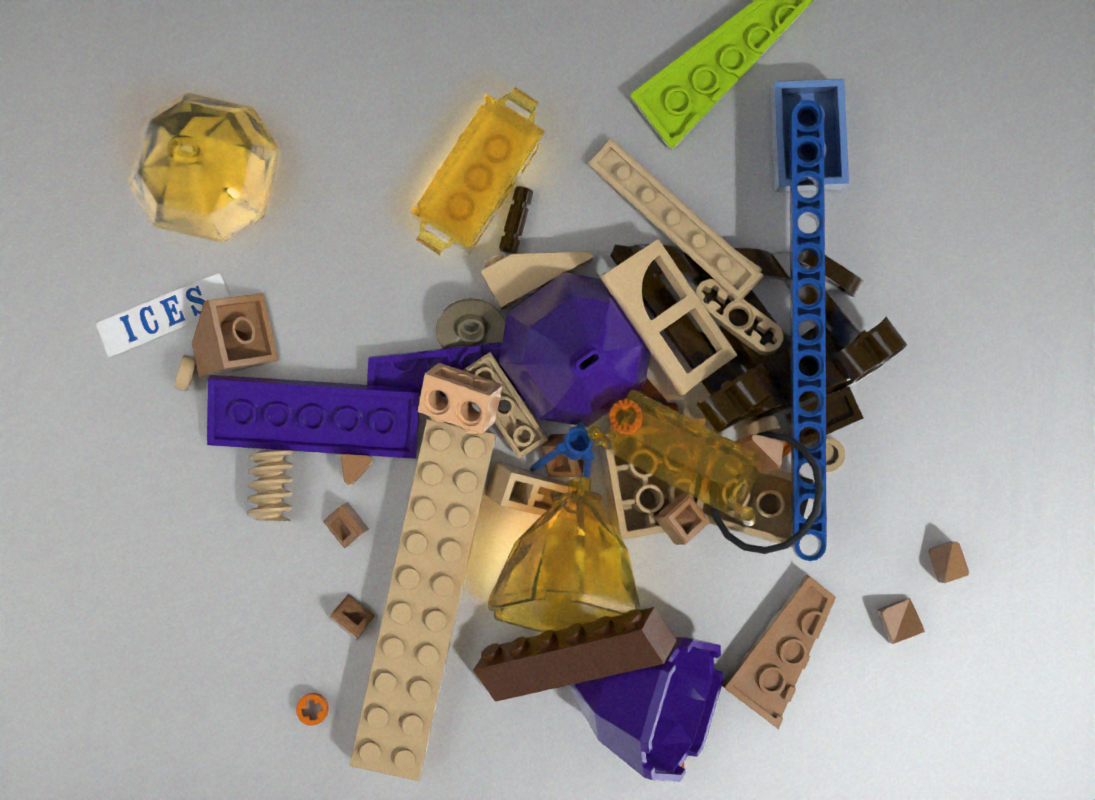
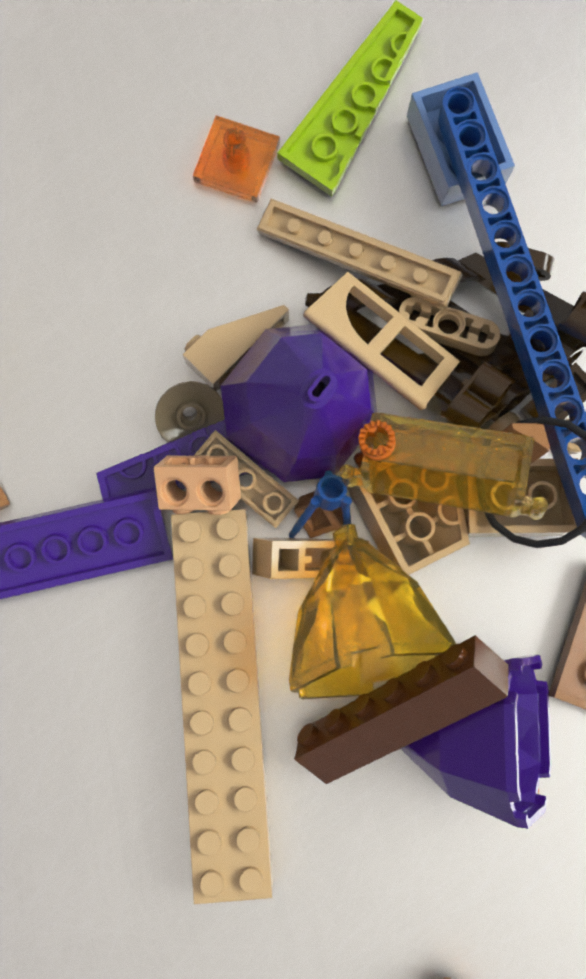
camera: 15 degrees left, 5 degrees down
(269, 485) = (31, 630): tan piece -> none
(303, 703) = (140, 862): orange bush -> none
(345, 524) = (122, 647): medium nougat slope -> none
(351, 617) = (154, 739): medium nougat slope -> none
(355, 466) = (113, 586): medium nougat slope -> none
(478, 173) = (154, 262): clear yellow container -> none
(516, 220) = (204, 299): dark brown axle -> none
(589, 84) = (236, 159): none -> clear orange tile
(682, 519) = (461, 537): medium nougat slope -> none

